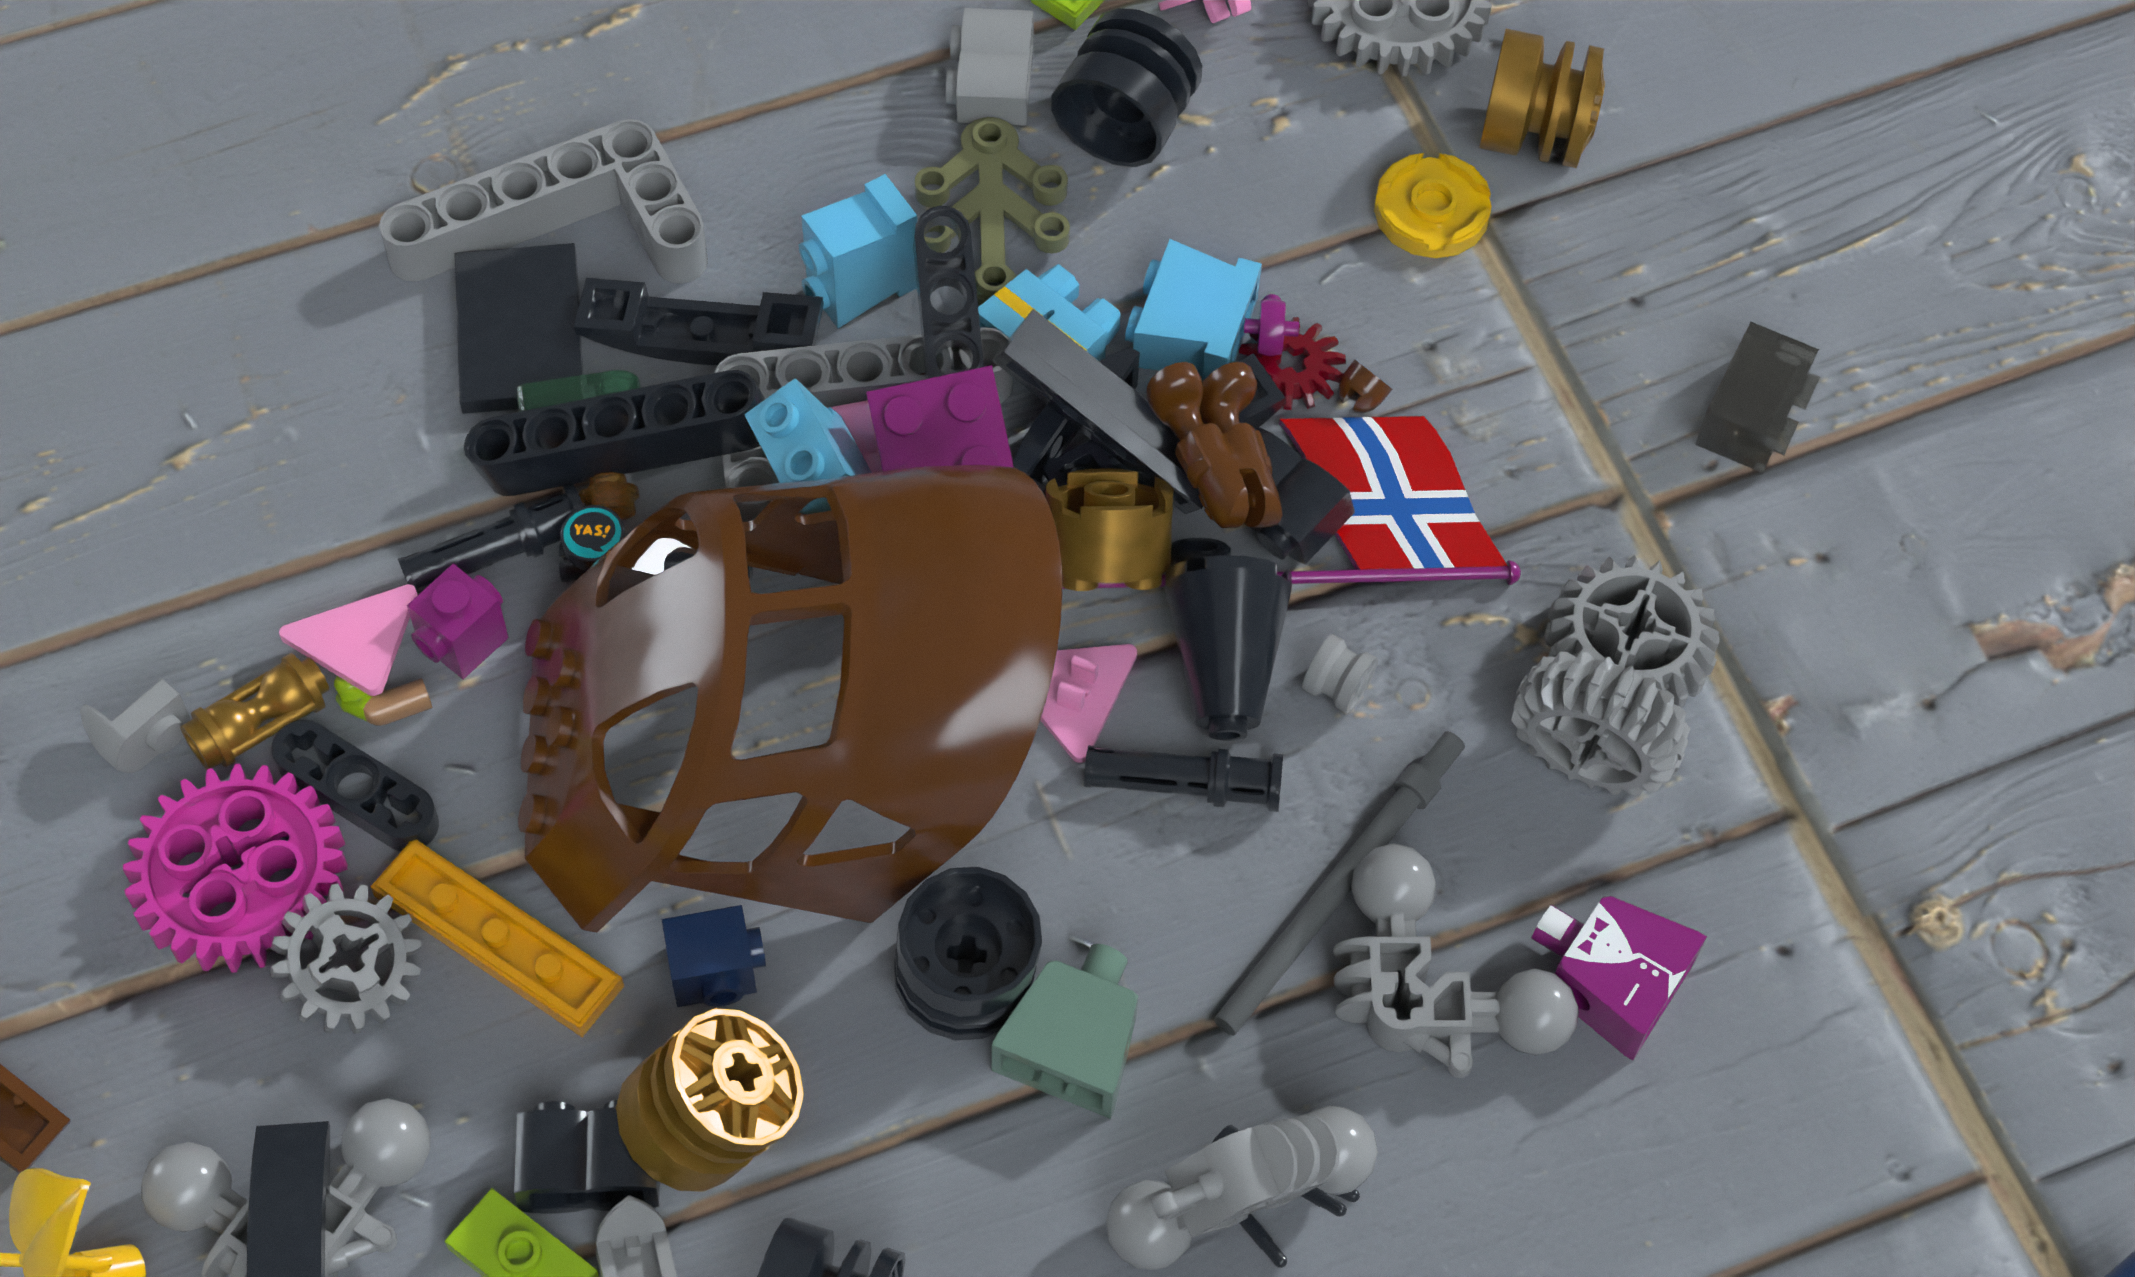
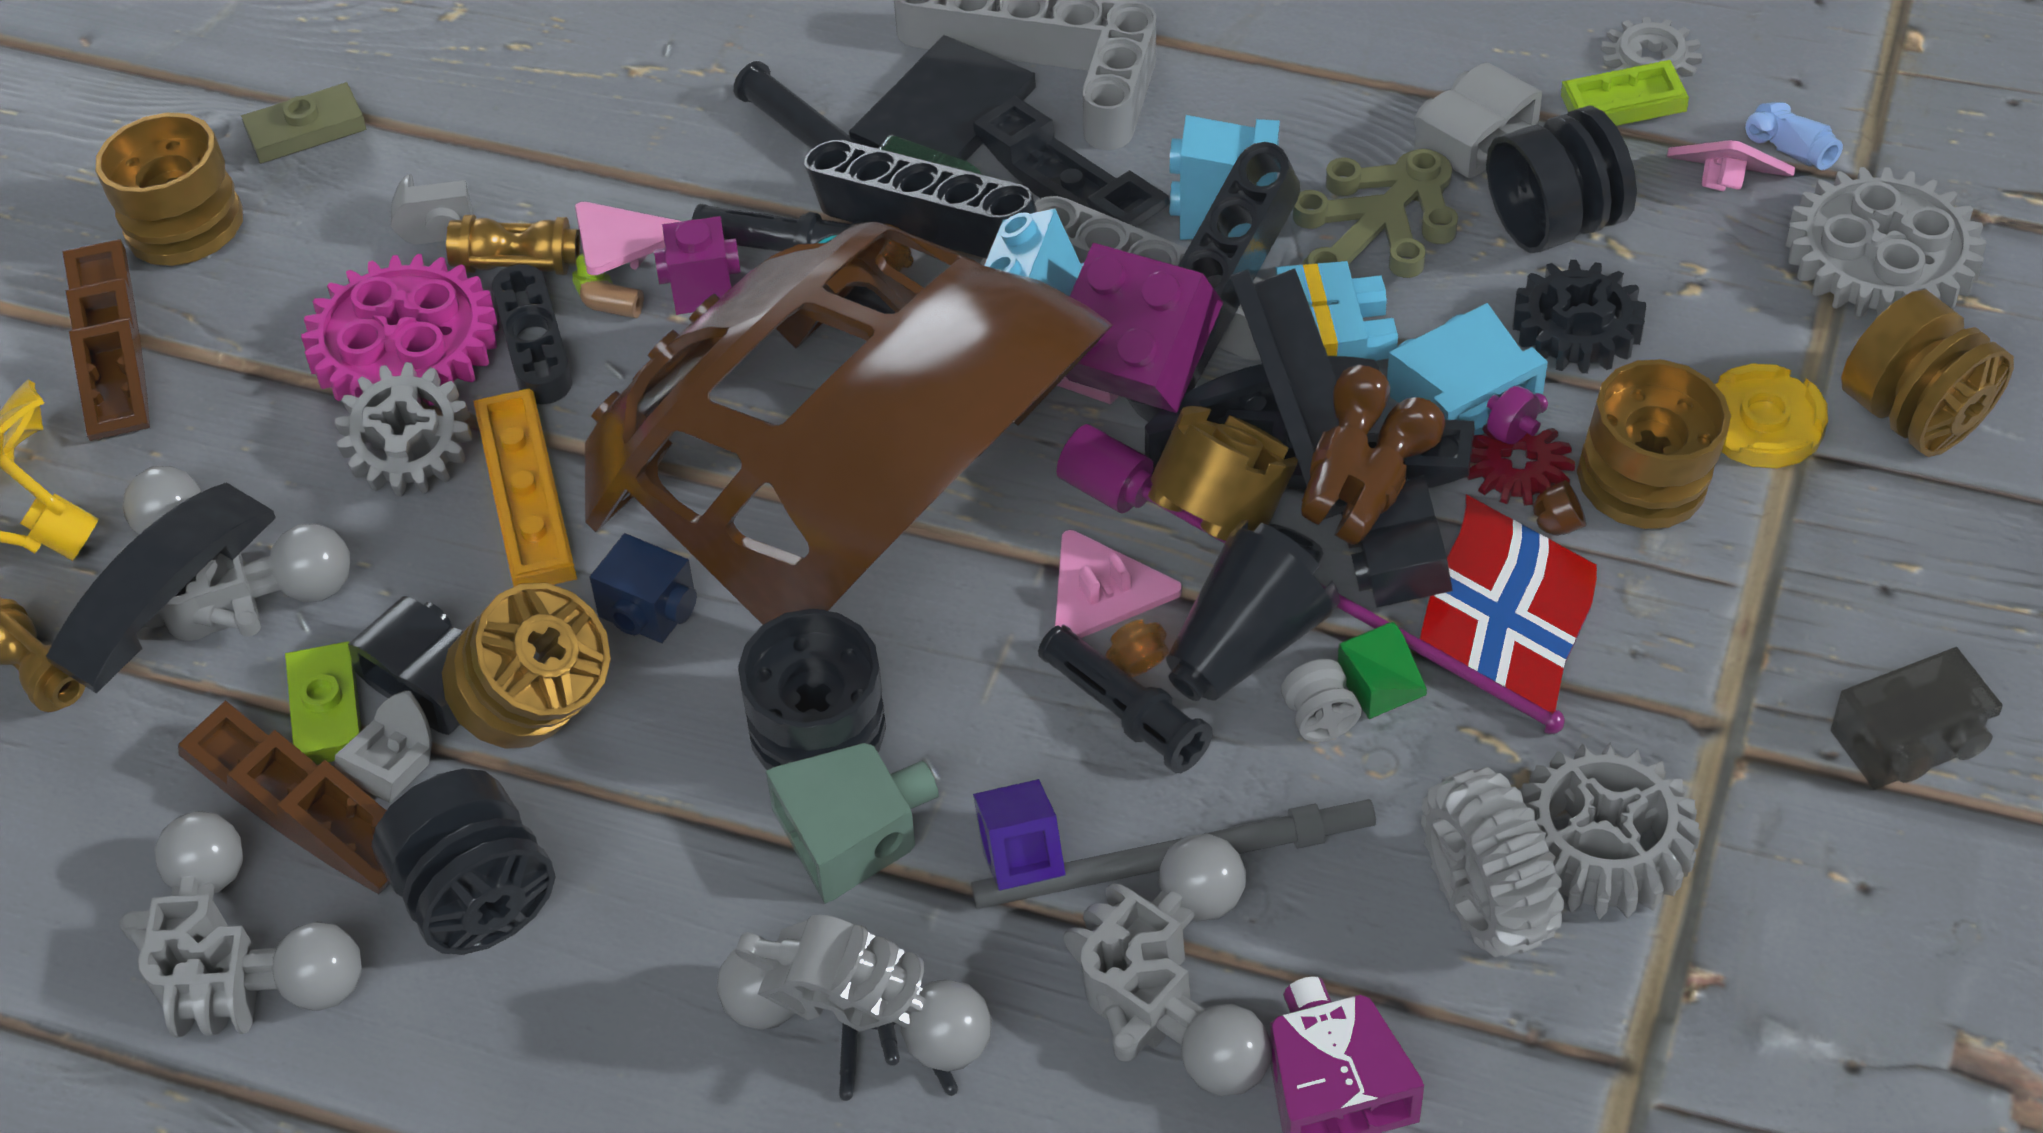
camera: 45 degrees right, 10 degrees down
(393, 415) = (785, 107): none -> black pin
(1161, 725) = (1138, 647): none -> clear orange plate
(1230, 951) = (1019, 834): none -> dark purple brick
(1262, 203) = (1579, 316): none -> black gear
(1356, 615) = (1380, 670): none -> green slope
(1400, 286) = (1653, 443): none -> pearl gold wheel

